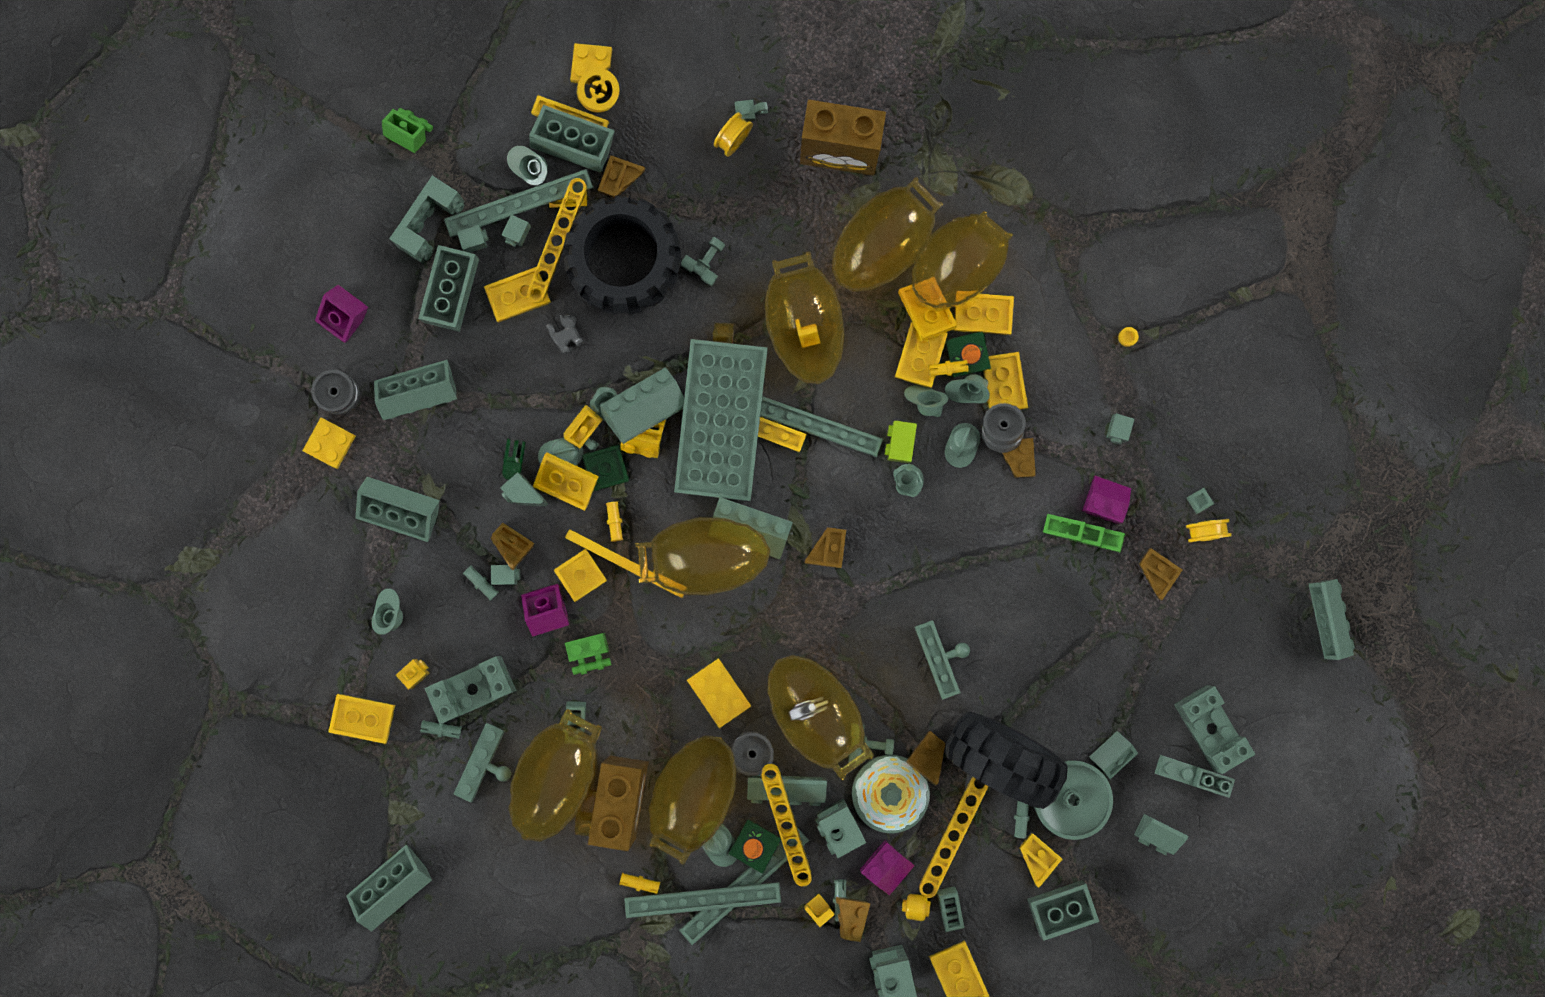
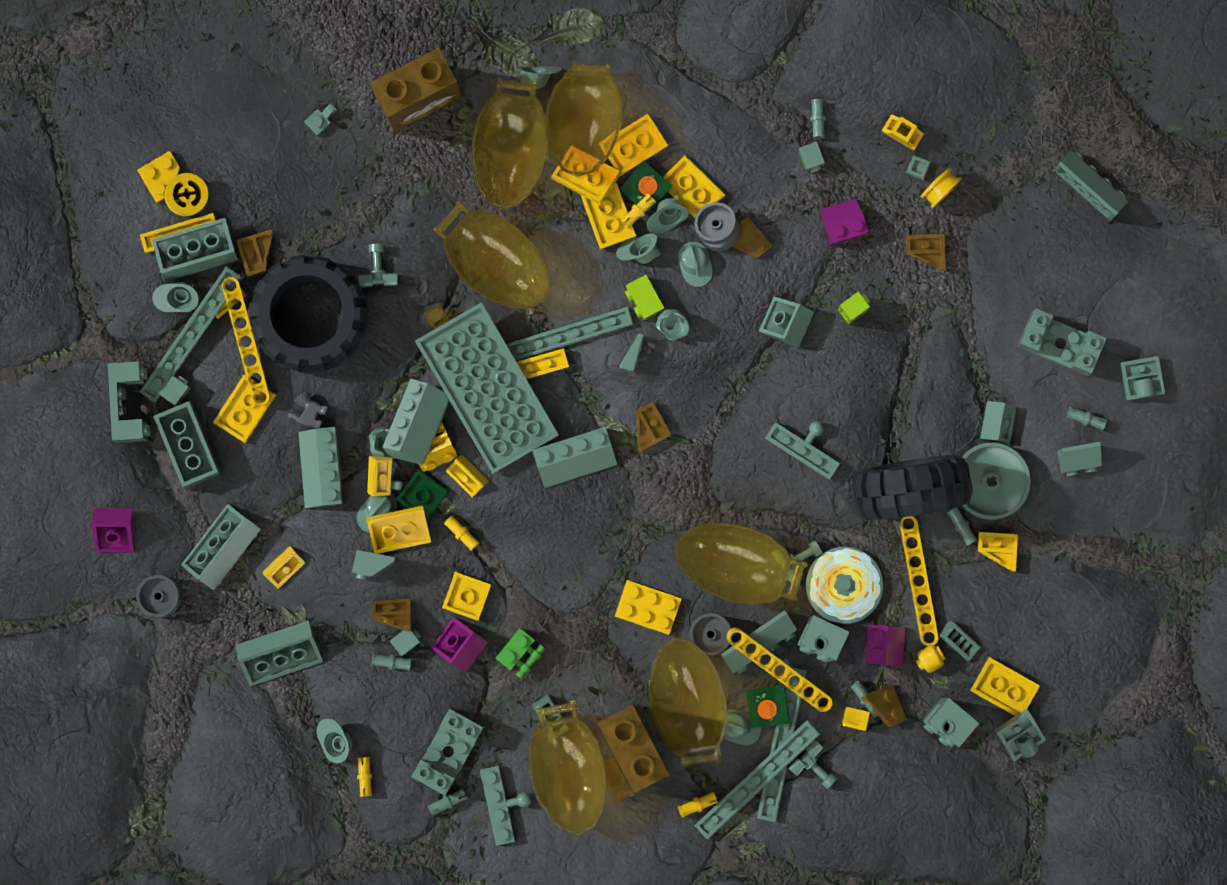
camera: 30 degrees left, 0 degrees up
(329, 443) = (183, 642): yellow plate -> none
(361, 718) = (377, 841): yellow plate -> none
(390, 659) = (364, 776): none -> yellow pin
(405, 129) = (53, 341): bright green brick -> none
(413, 673) = (391, 774): yellow brick -> none
(453, 443) = (283, 567): none -> yellow slope
(512, 464) = (345, 548): dark green arm -> none
(515, 231) = (205, 358): sand green brick -> none
(542, 386) = (320, 467): none -> sand green slope
(610, 555) = (496, 559): yellow beam -> none
(653, 479) = (467, 476): none -> yellow slope
(704, 556) = (555, 505): clear yellow windscreen -> none
(733, 134) = (323, 150): yellow wheel -> none
(755, 916) = (808, 761): none -> sand green bar
(807, 709) = (727, 567): flat silver piece -> none
(808, 334) = (505, 267): yellow panel -> none
(853, 483) = (630, 360): none -> sand green slope
(928, 757) = (853, 534): pearl gold wing -> none
(949, 201) = (536, 74): none -> sand green piece
(1002, 545) = (786, 321): none -> sand green slope
(1063, 910) = (1047, 574): sand green brick -> none
(1065, 575) = (854, 307): none -> lime brick
(1084, 533) = (844, 262): bright green slope -> none
(1128, 336) = (763, 77): yellow tile -> none
(1148, 401) = (818, 118): none -> sand green pin
(1188, 805) = (1086, 418): none -> sand green pin
(1194, 776) = (1073, 391): sand green slope -> none
(1210, 462) = (903, 131): none -> yellow brick
(1258, 807) = (1142, 378): none -> sand green plate

